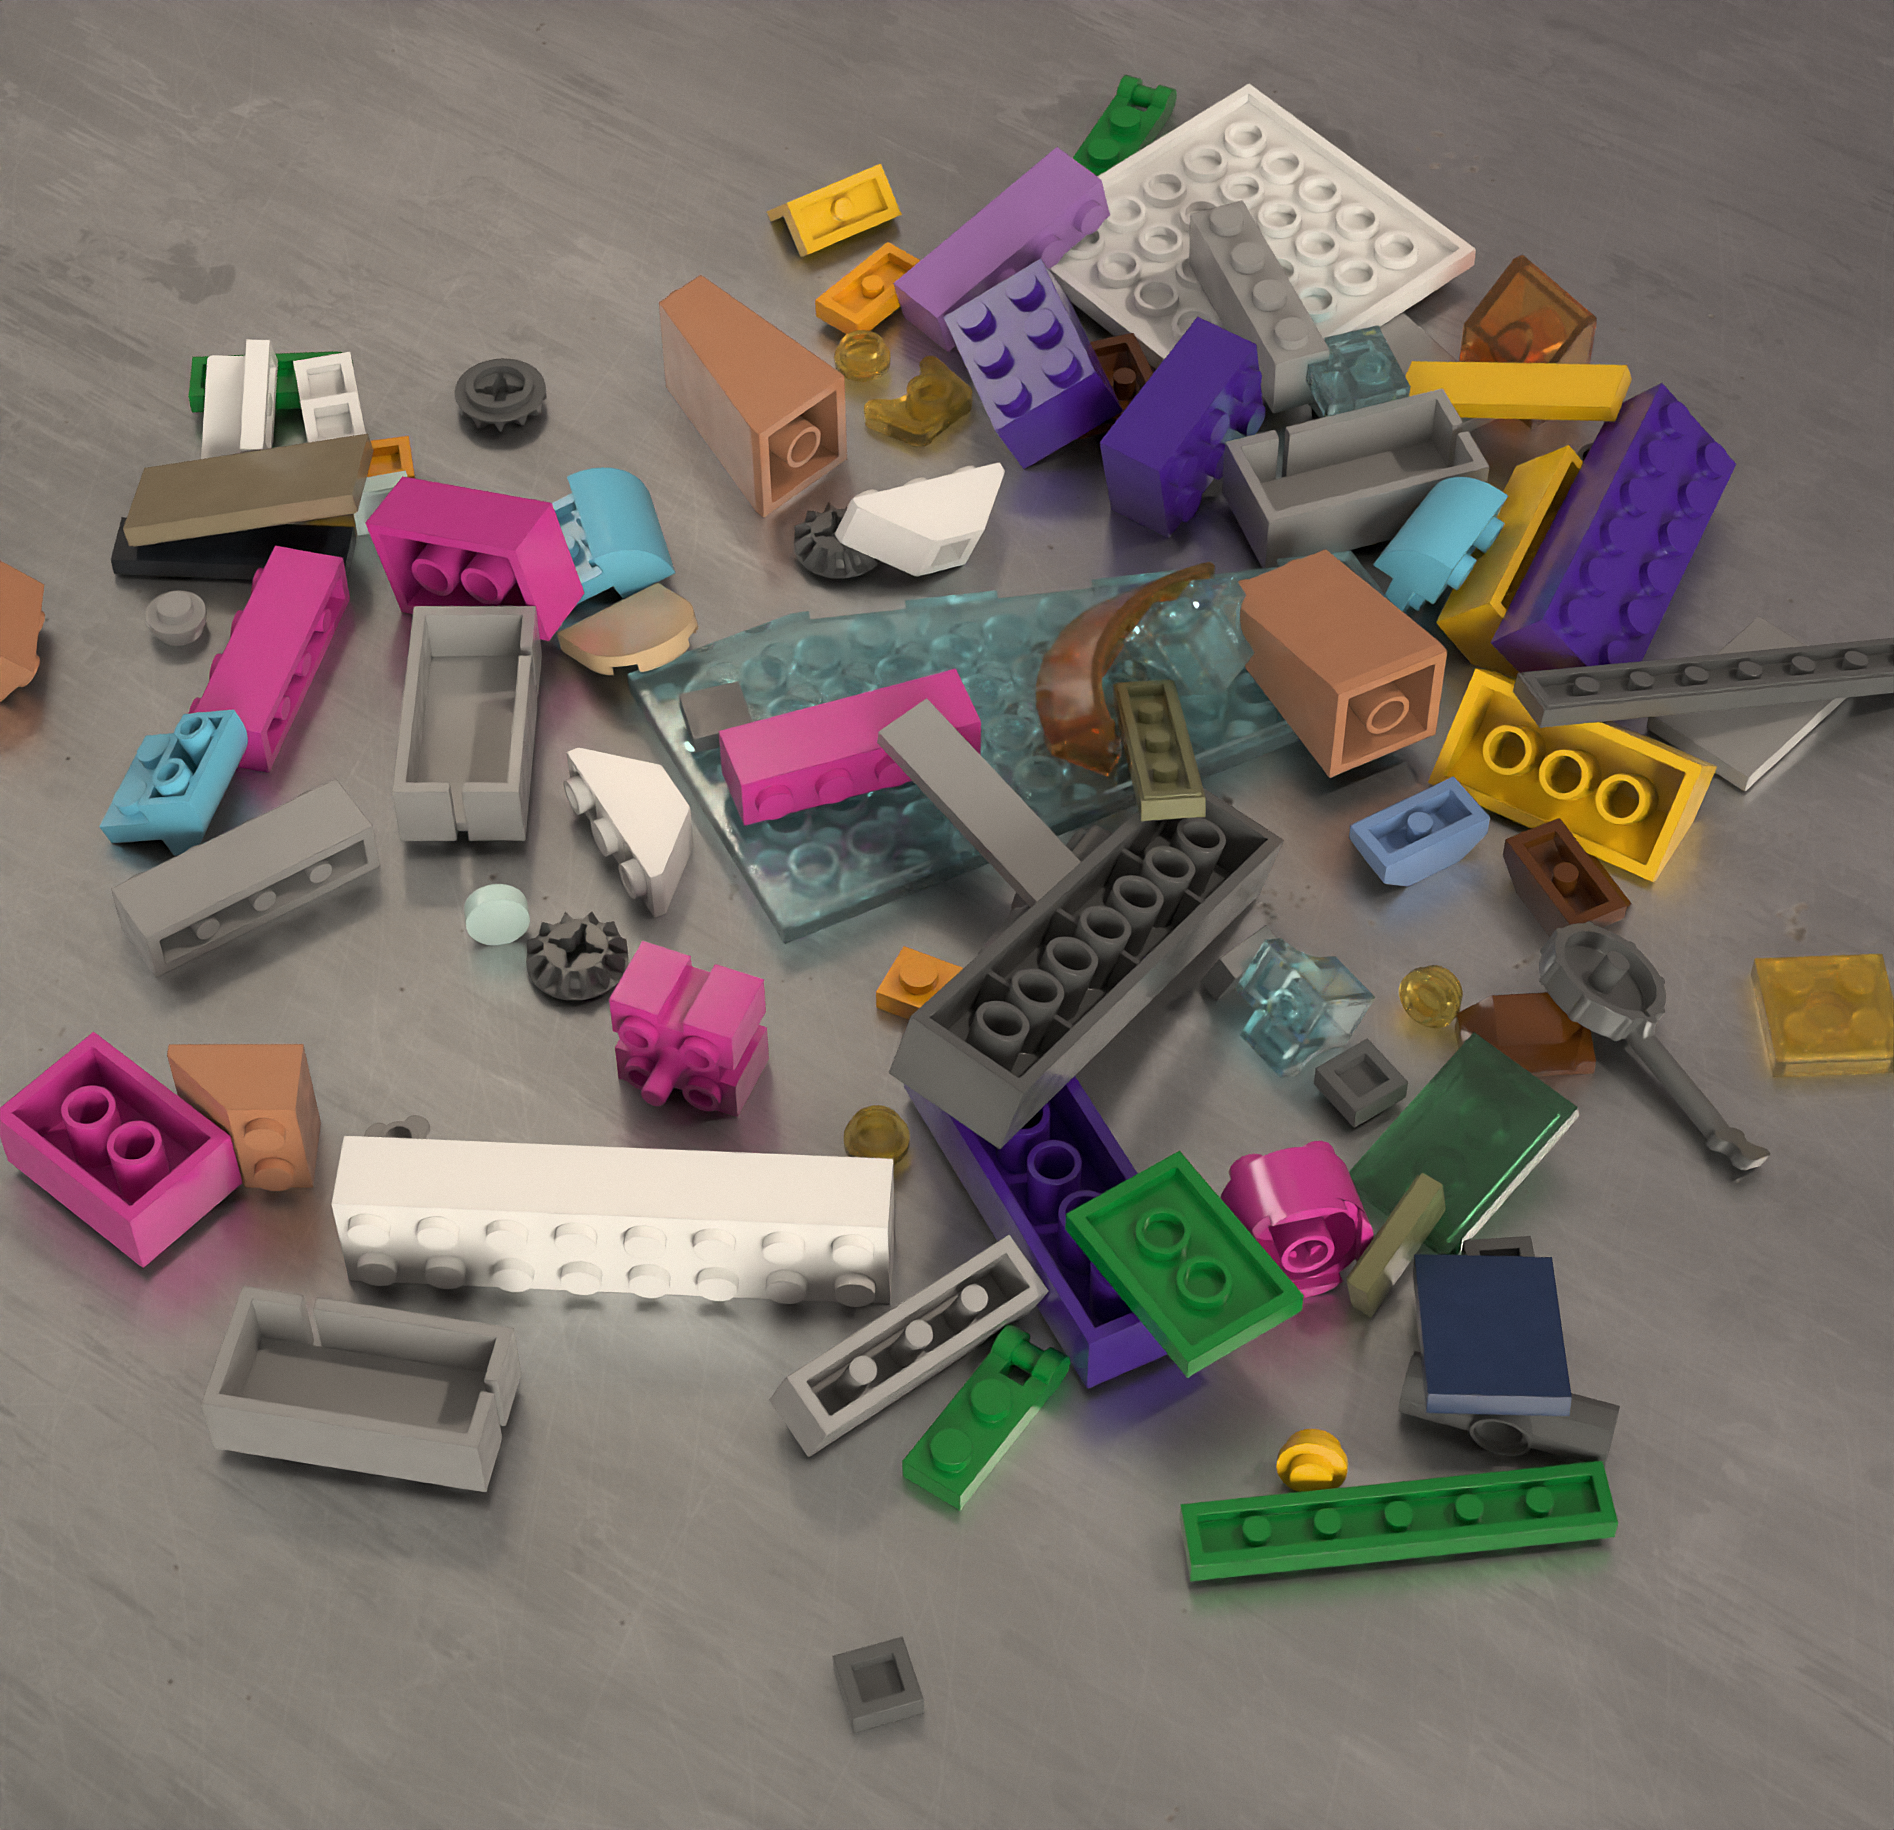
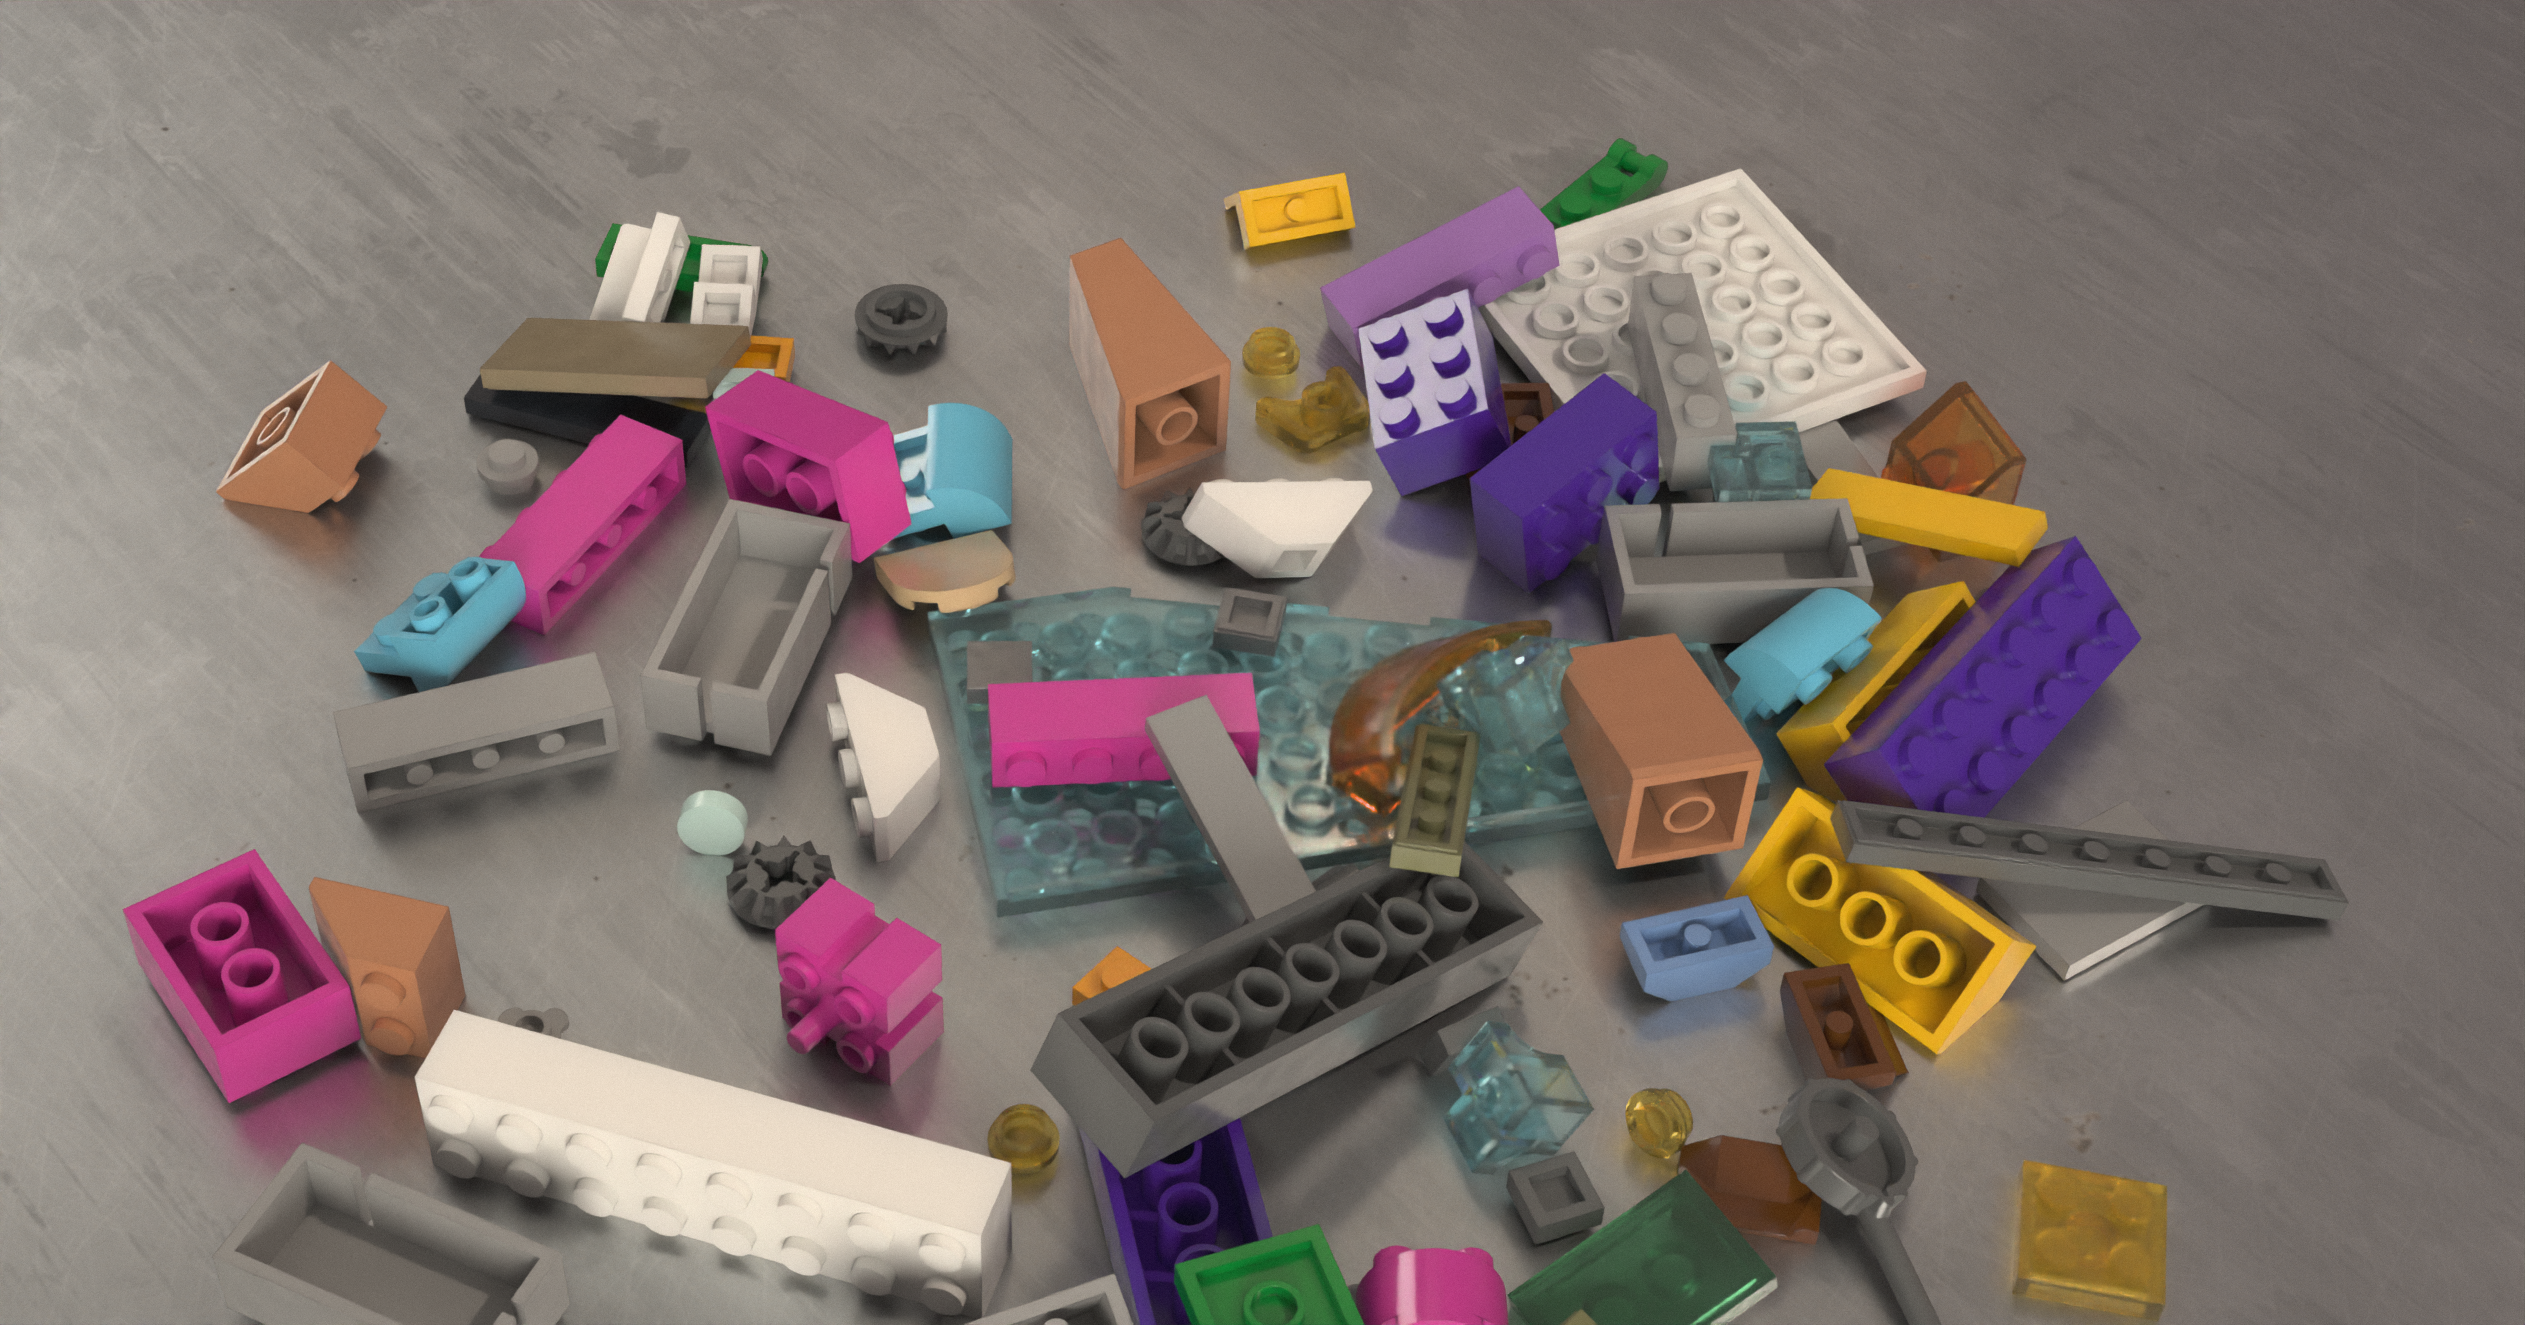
camera: 10 degrees right, 5 degrees down
(866, 292) = (1292, 294): light orange plate -> none
(930, 620) = (1249, 622): none -> flat silver tile

